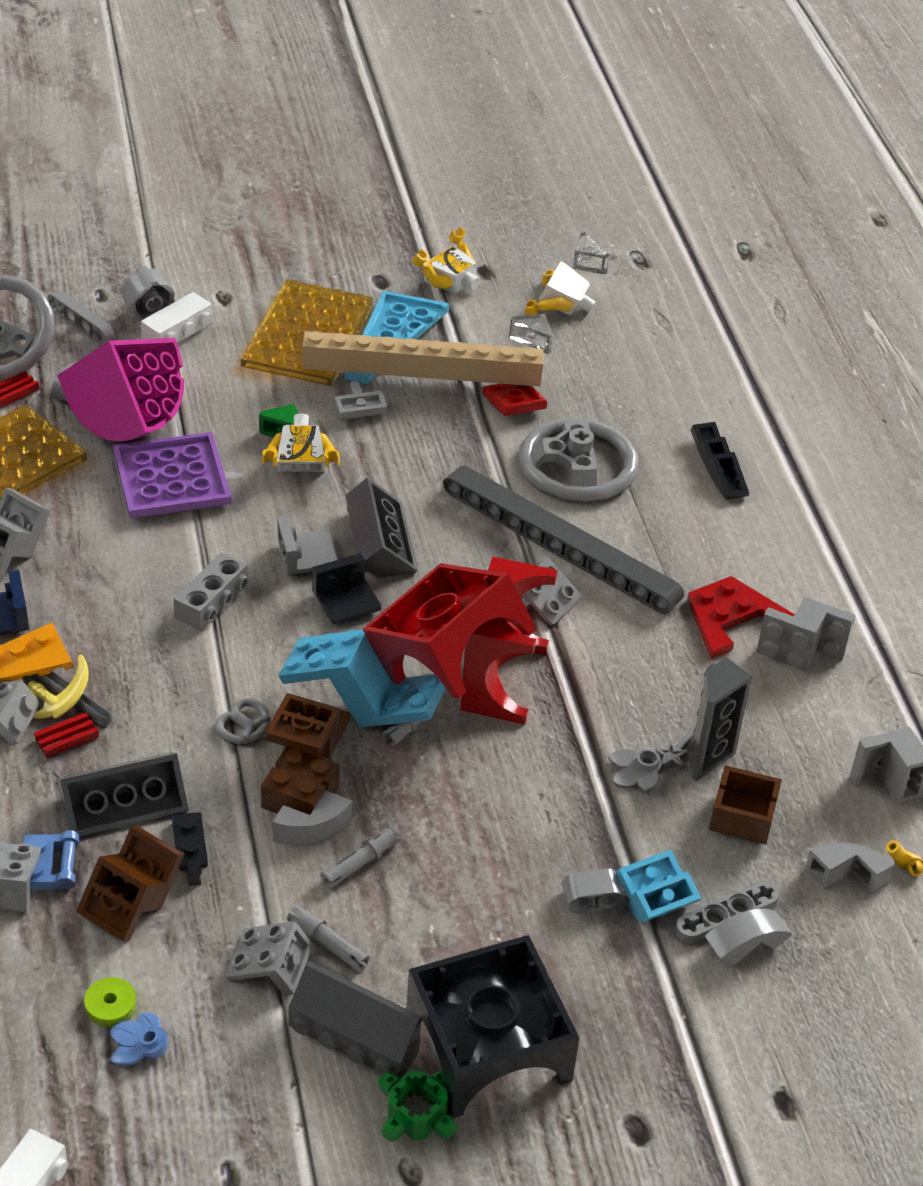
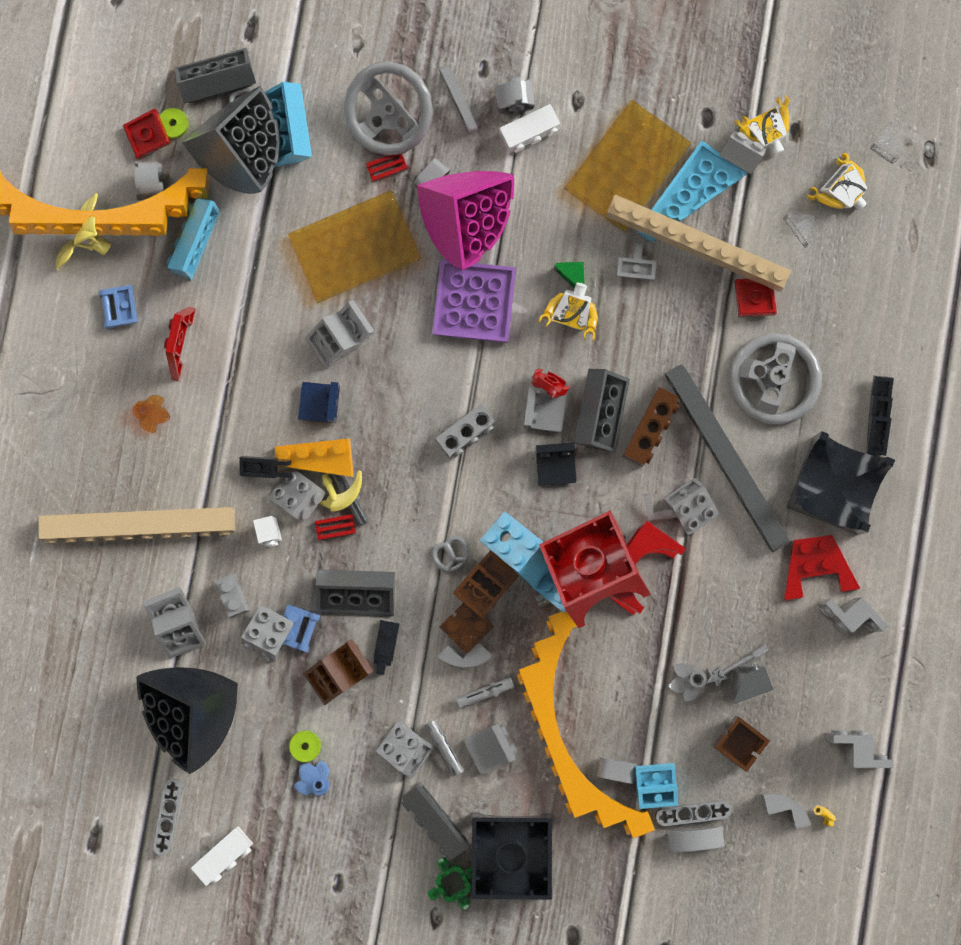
camera: 25 degrees right, 40 degrees up
(303, 514) = (550, 382): none -> red plate
(401, 914) = (490, 748): none -> light grey bracket
(435, 285) = (743, 152): none -> light grey brick
(452, 527) = (633, 451): none -> reddish brown brick
(556, 930) = (580, 792): none -> light orange arch
(710, 527) = (838, 484): none -> black piece

